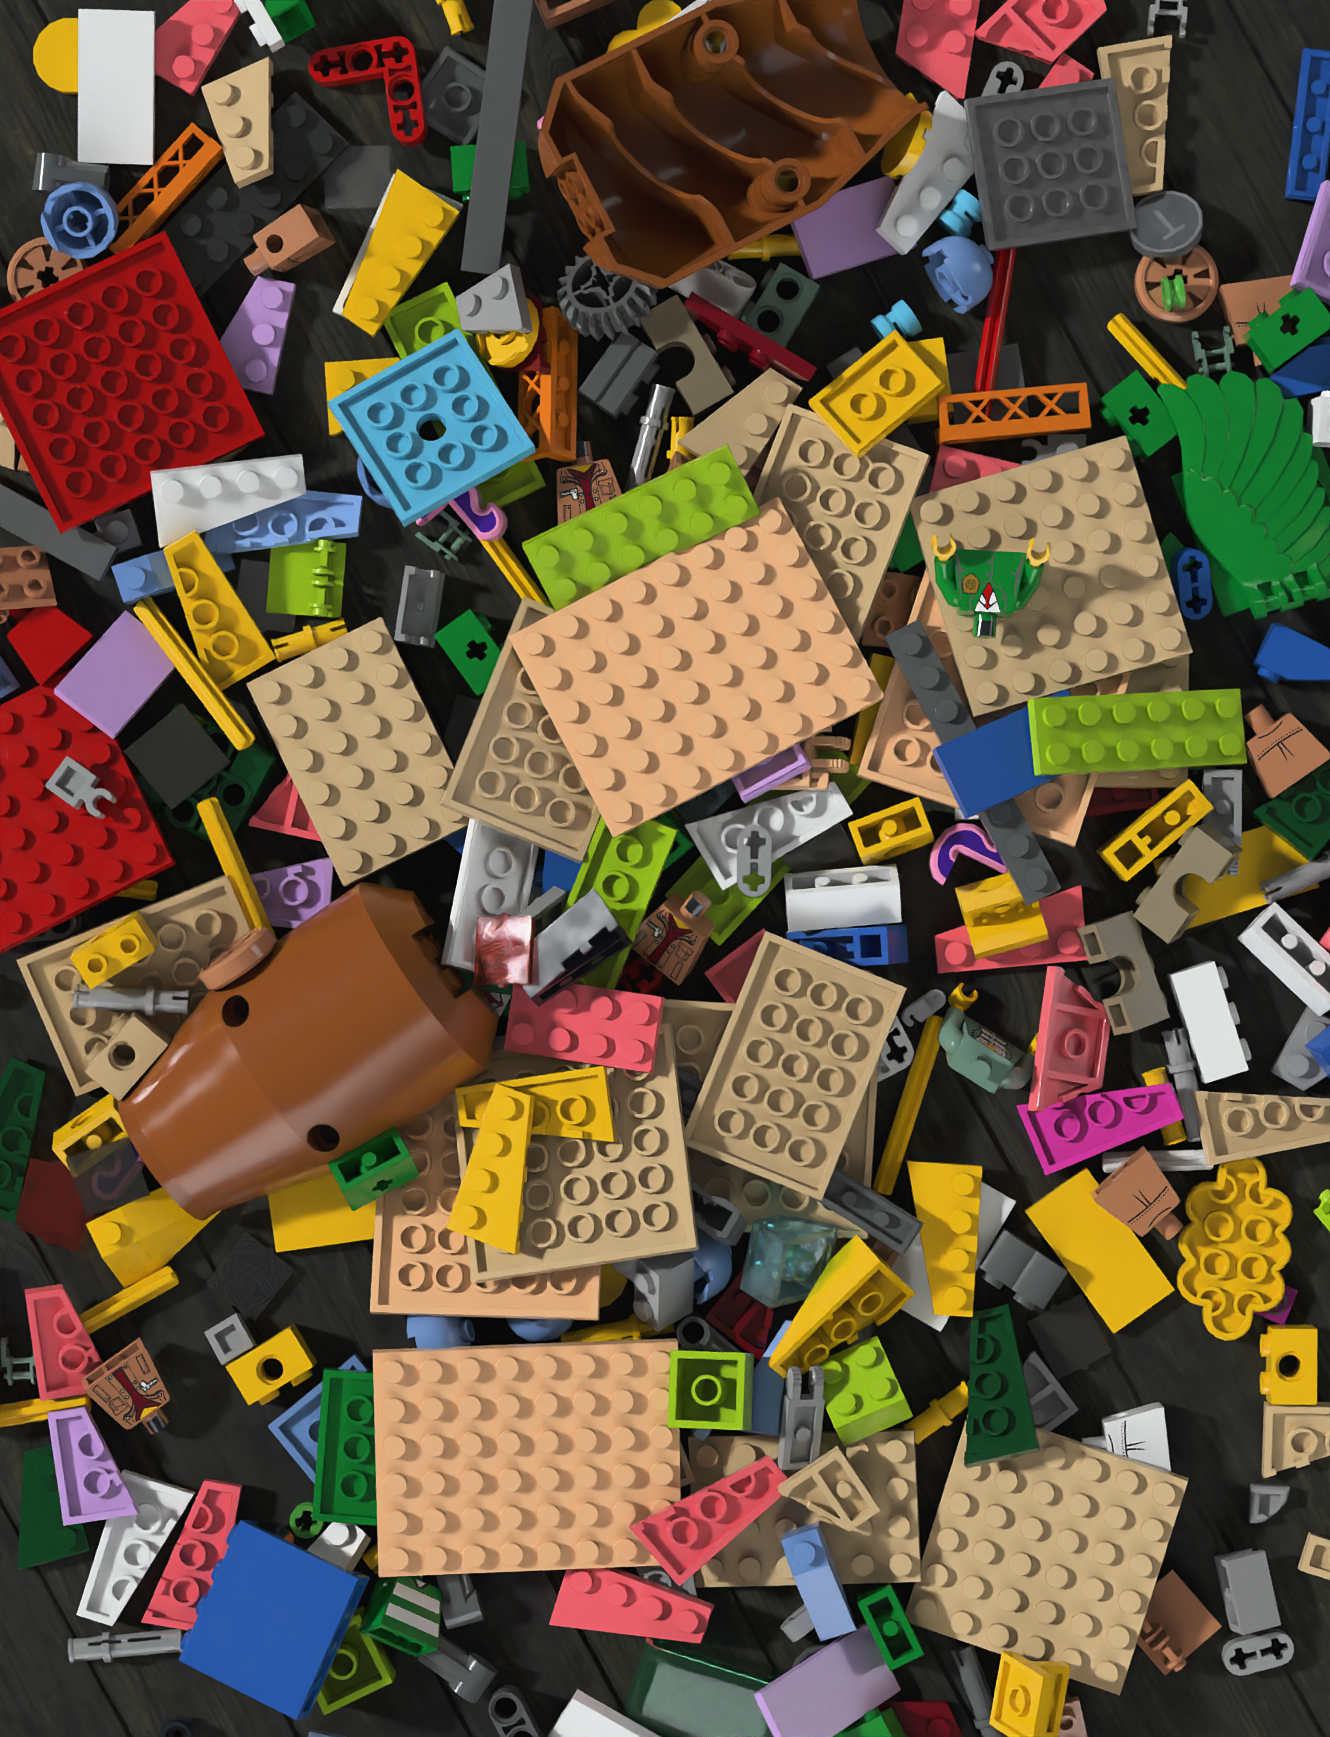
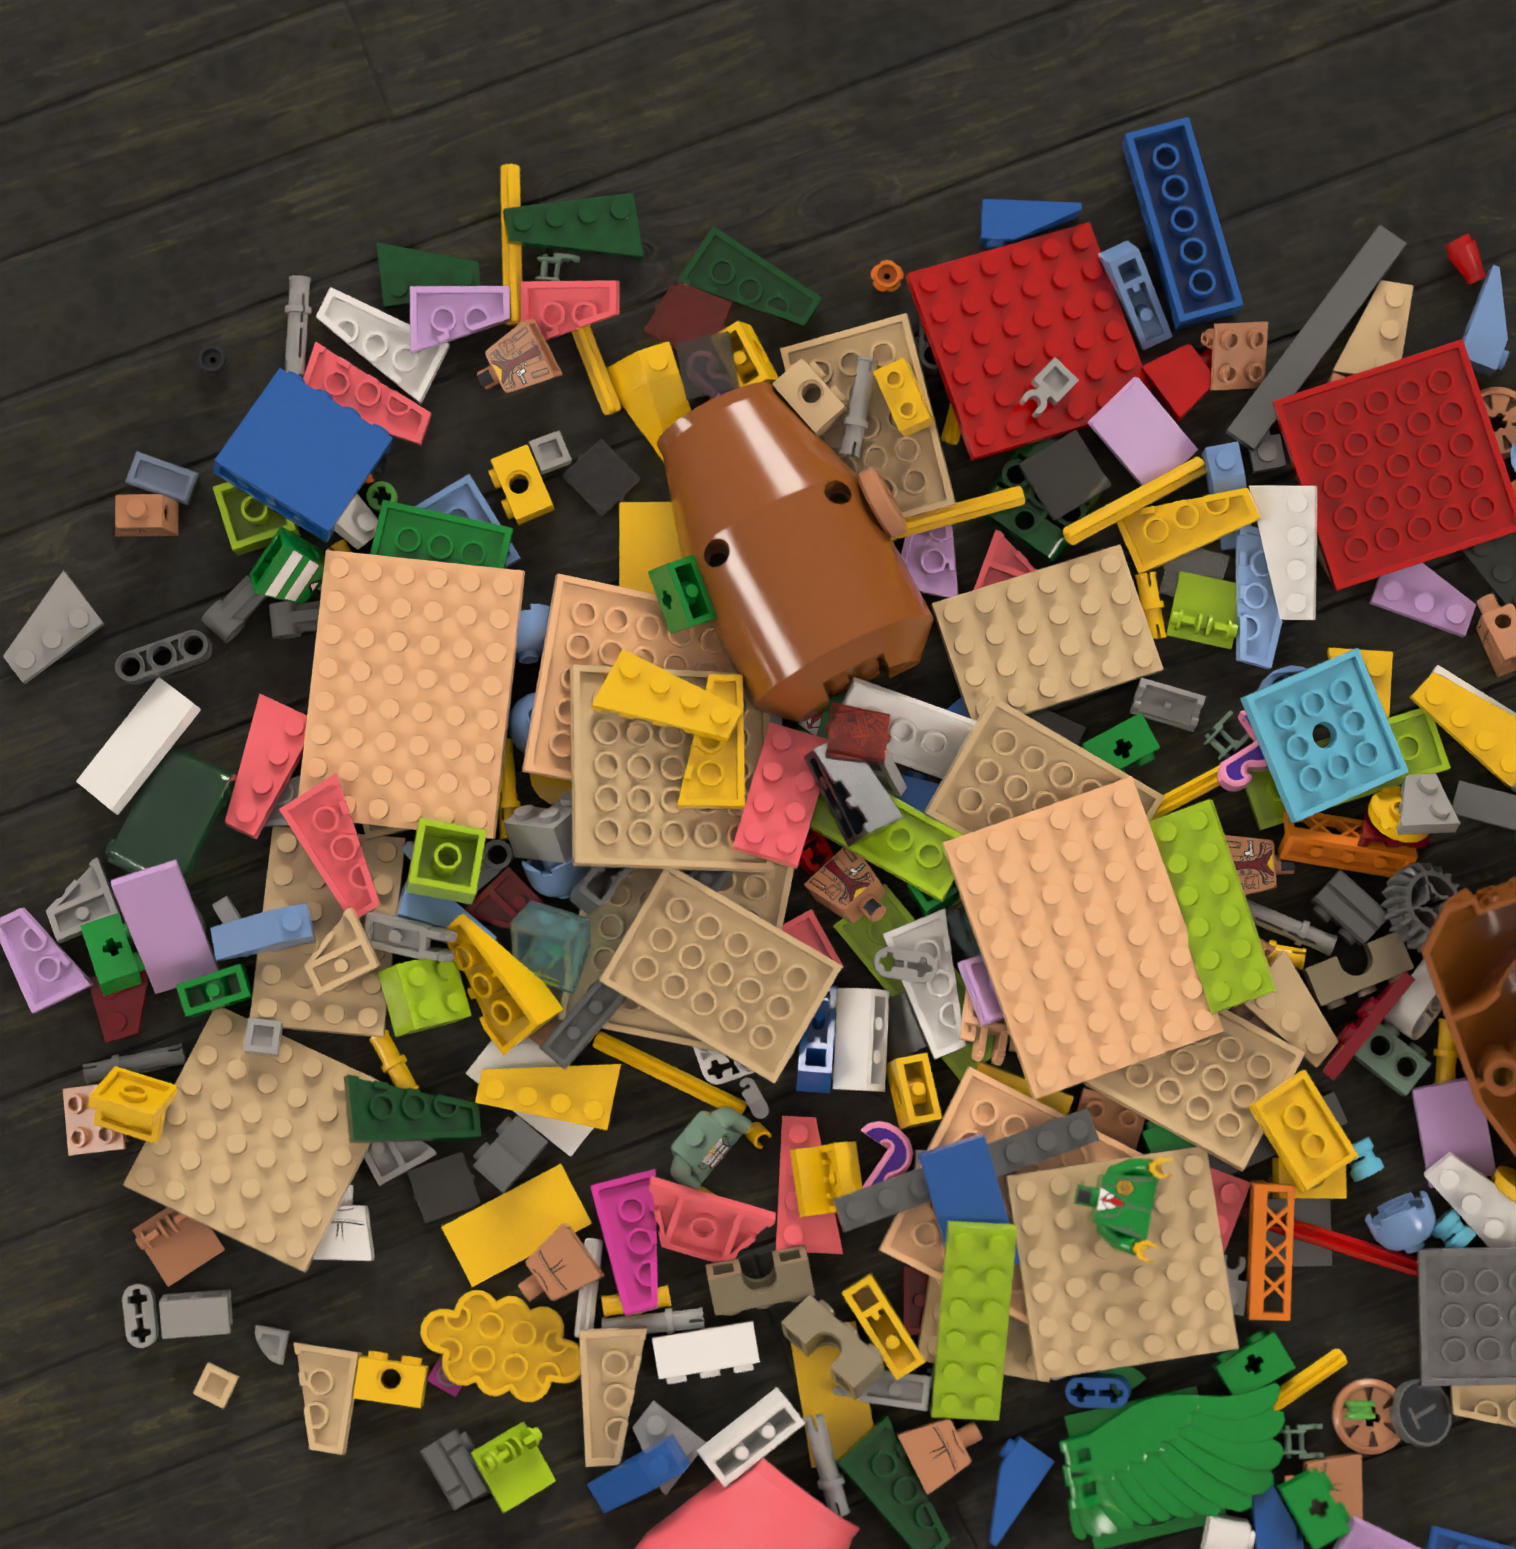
camera: 95 degrees right, 5 degrees down
(934, 1564) = (263, 1037): none -> light grey plate

